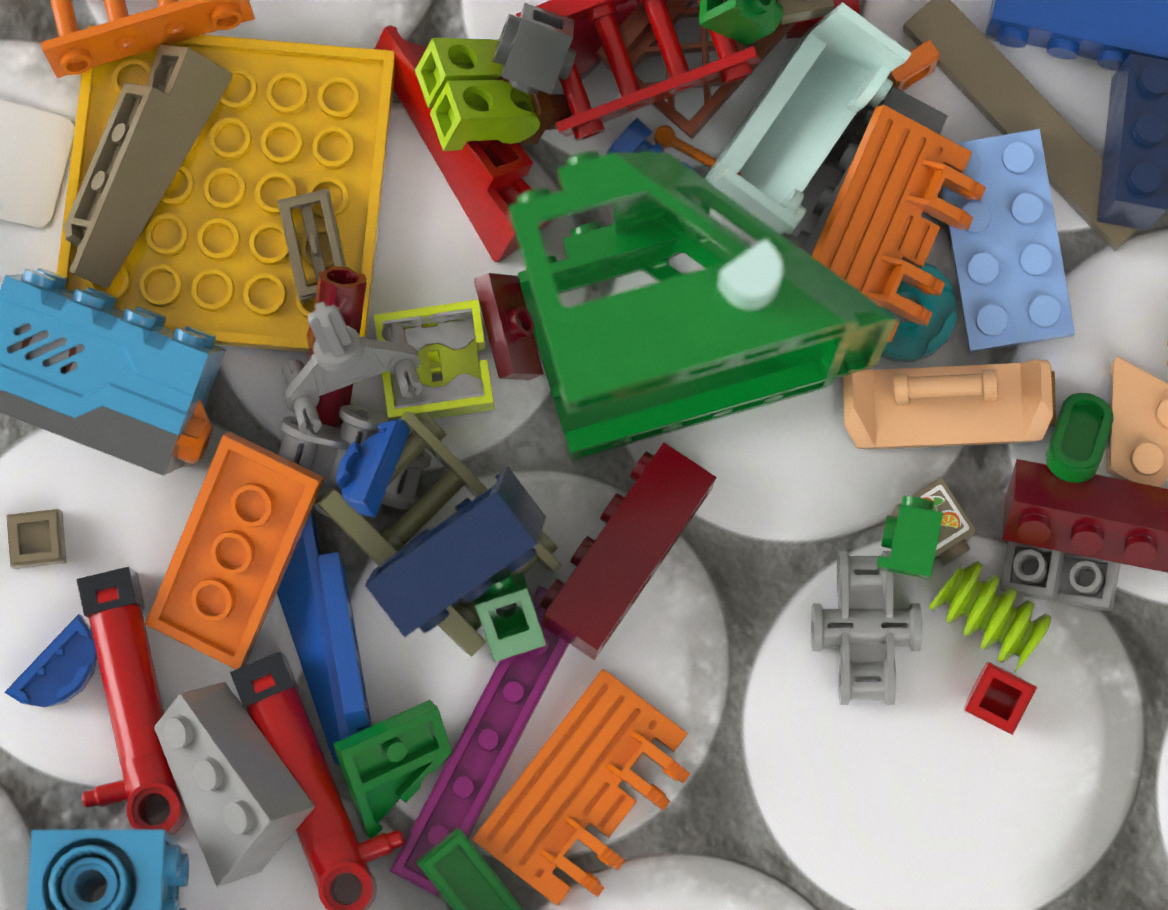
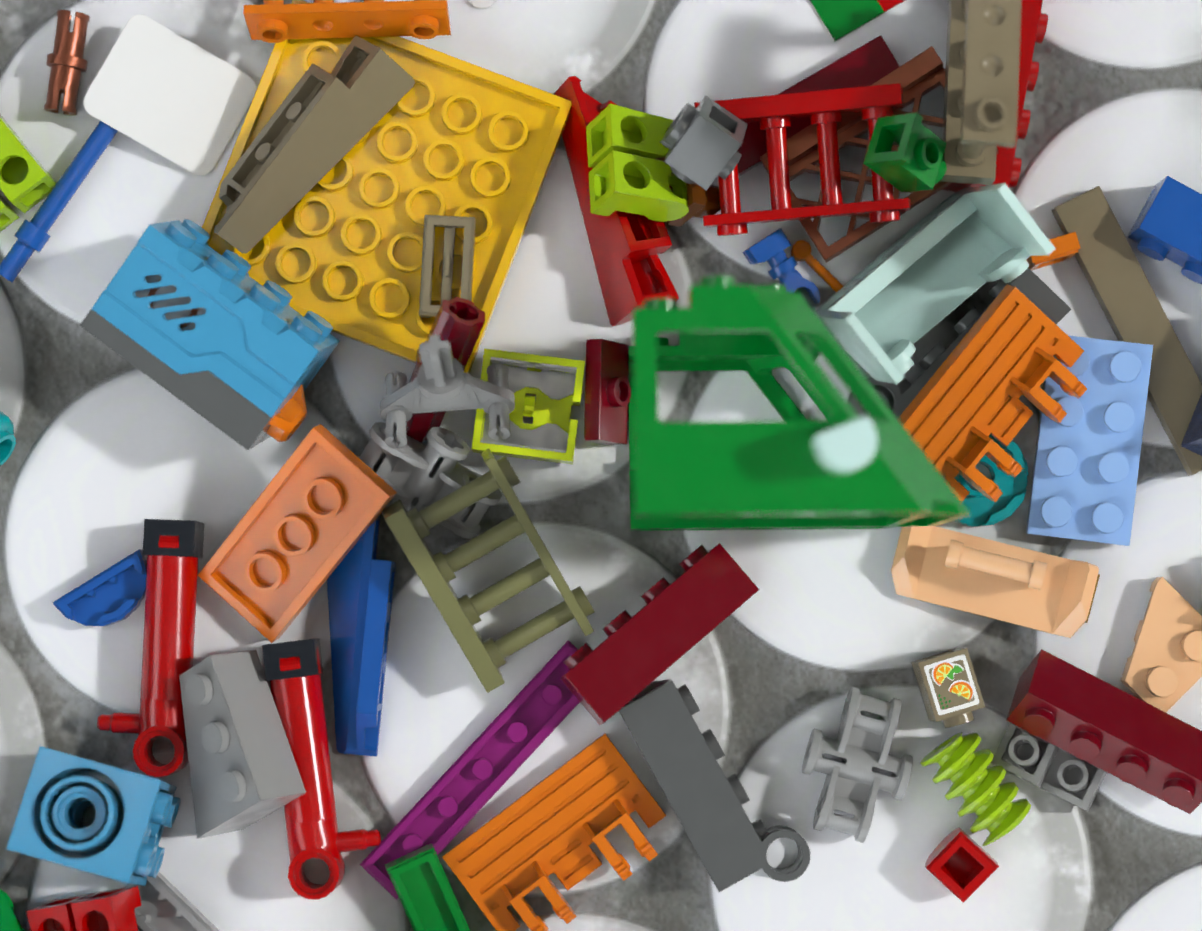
camera: 10 degrees right, 5 degrees up
(36, 538) = (119, 466): dark tan tile -> none
(369, 467) = (440, 495): blue plate -> none
(391, 761) = (388, 766): green wing -> none
(458, 556) = (500, 603): dark blue wedge -> none
(513, 629) = (531, 665): green brick -> none
(713, 697) = (700, 792): none -> dark grey hinge
(911, 538) = (923, 701): green brick -> none
(1079, 437) = (1105, 645): green tile -> none

